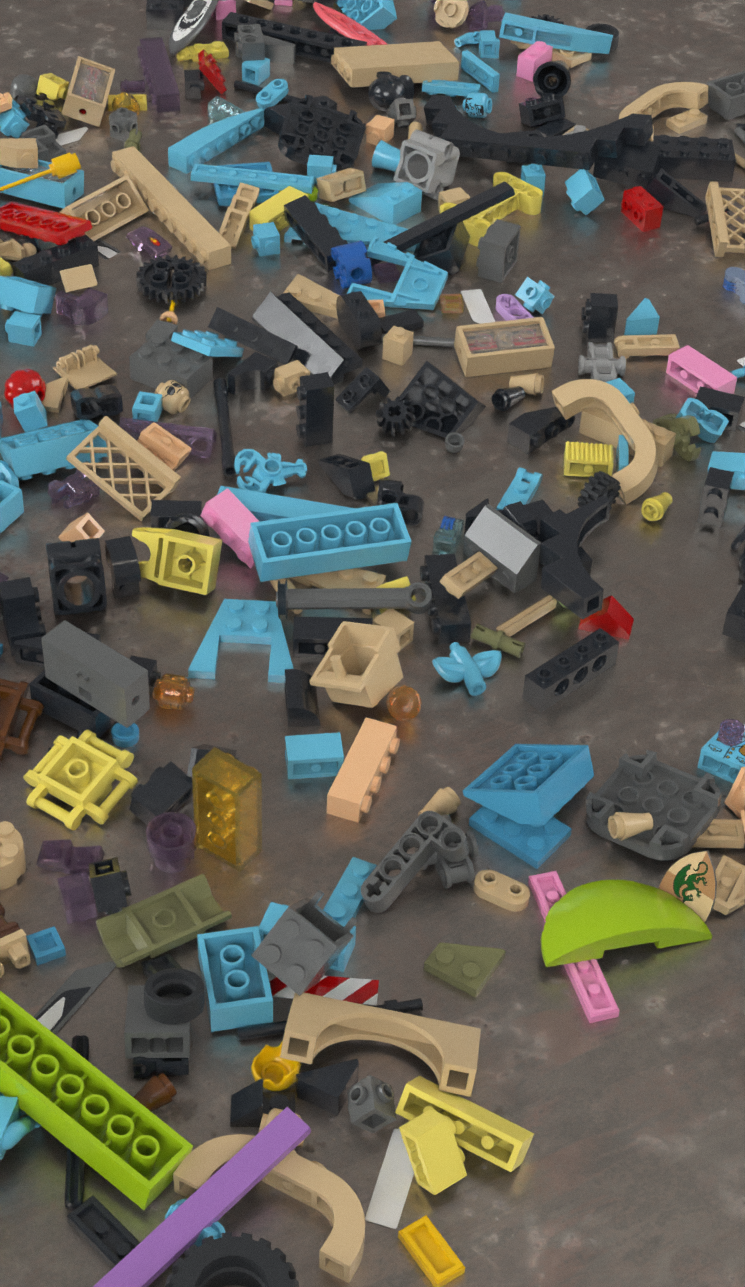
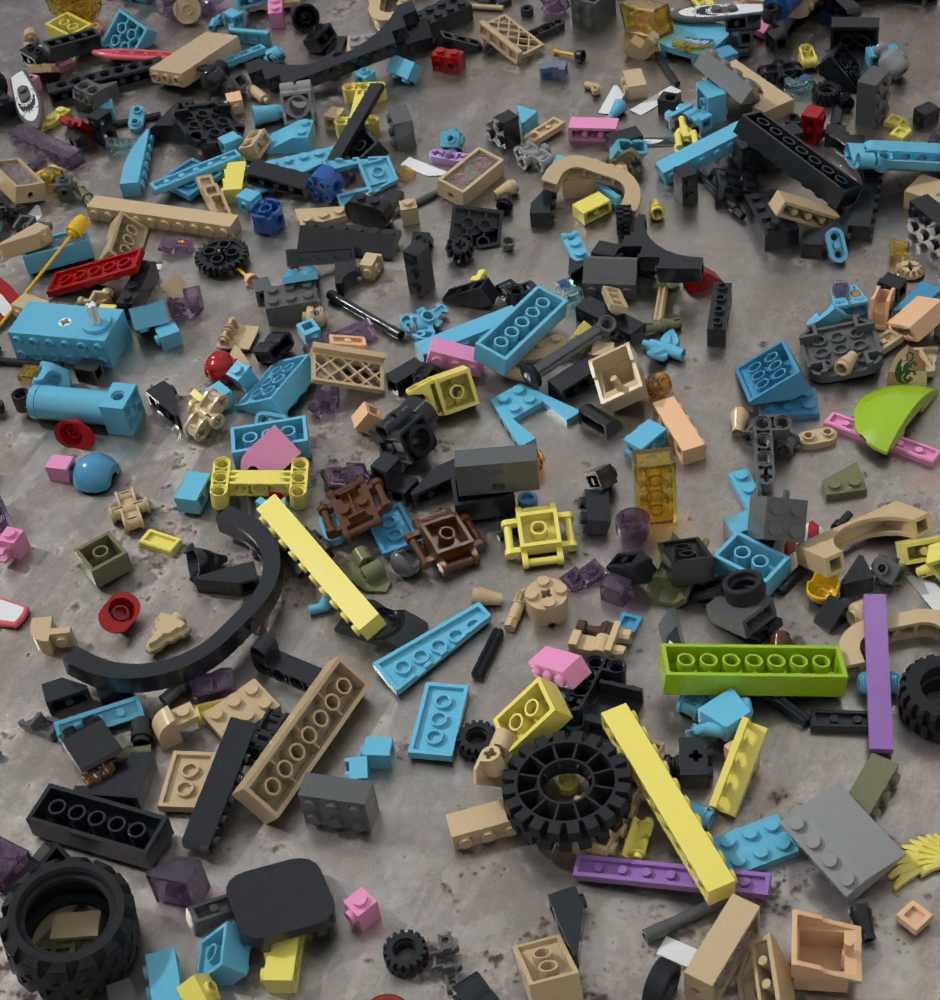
camera: 30 degrees left, 0 degrees up
(165, 919) = (687, 562): none -> black slope
(227, 81) = (101, 125): none -> black brick
(258, 264) = (267, 216): none -> blue brick
(688, 758) = (830, 316): none -> medium azure slope

